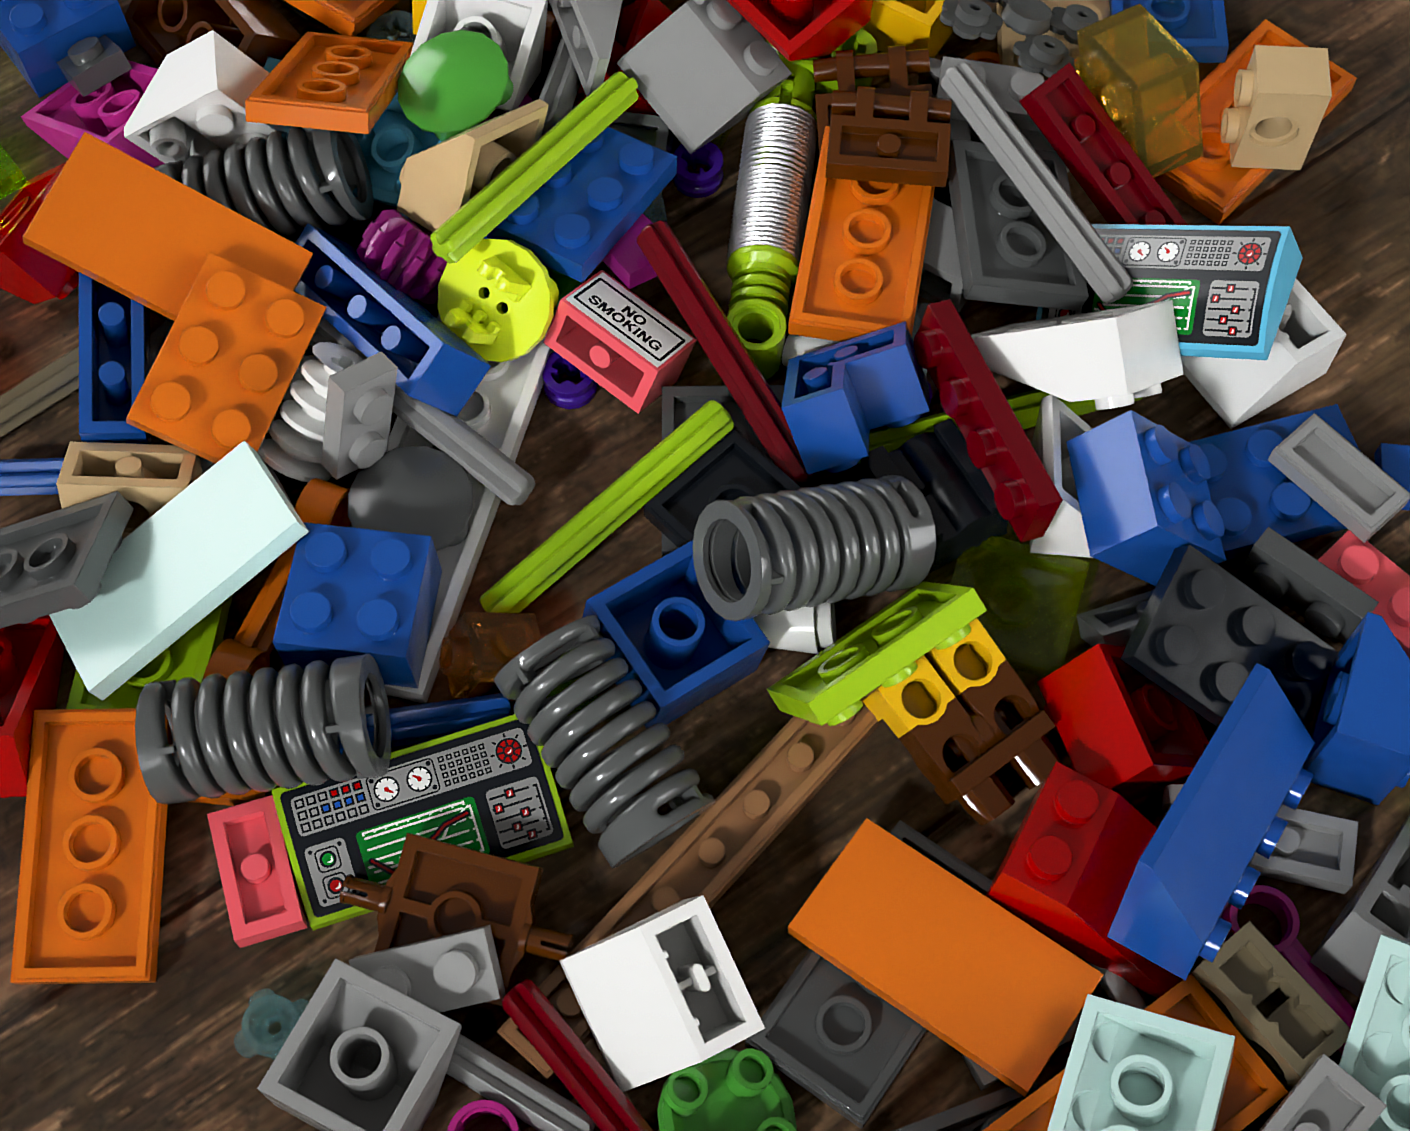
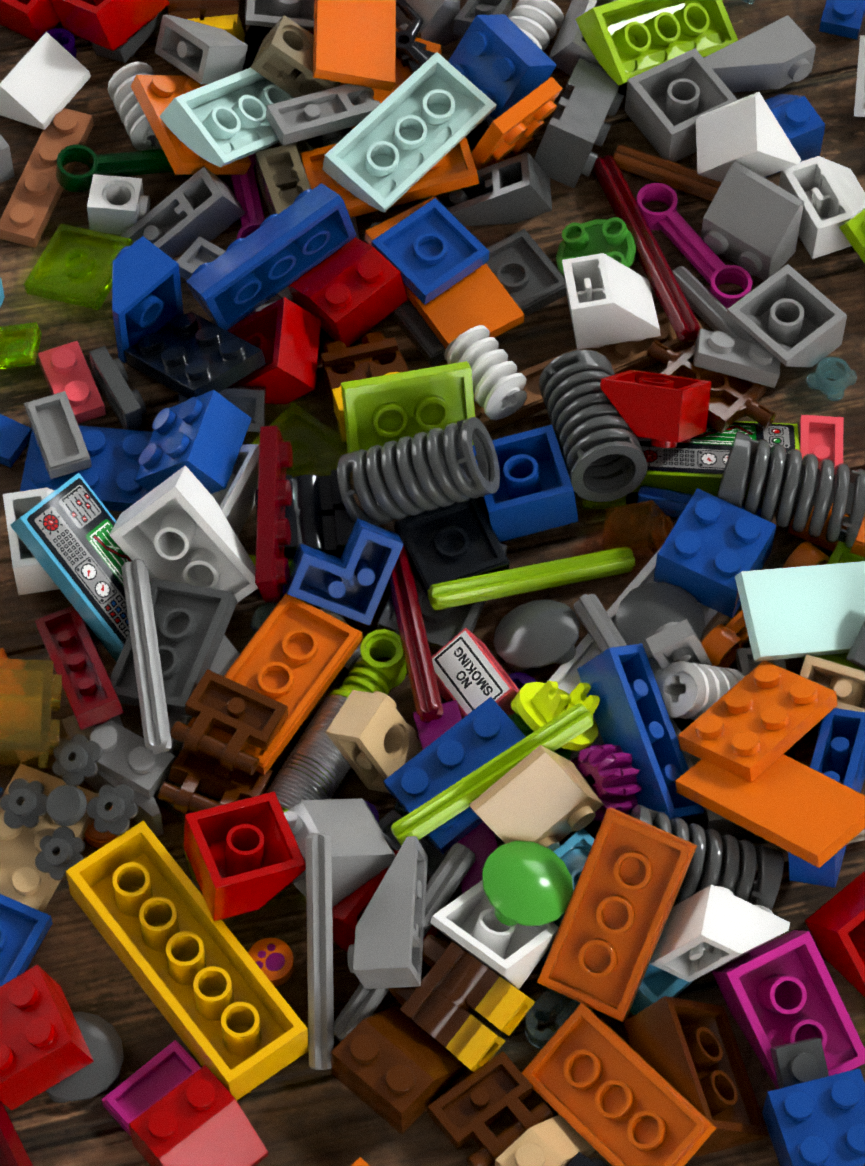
camera: 160 degrees left, 5 degrees down
(515, 788) = (660, 405): none -> red slope
(571, 444) = (537, 635): none -> dark grey dish
(715, 206) = (373, 737): none -> tan brick
(799, 789) = (493, 377): none -> white piece
(979, 955) = (431, 250): none -> blue plate

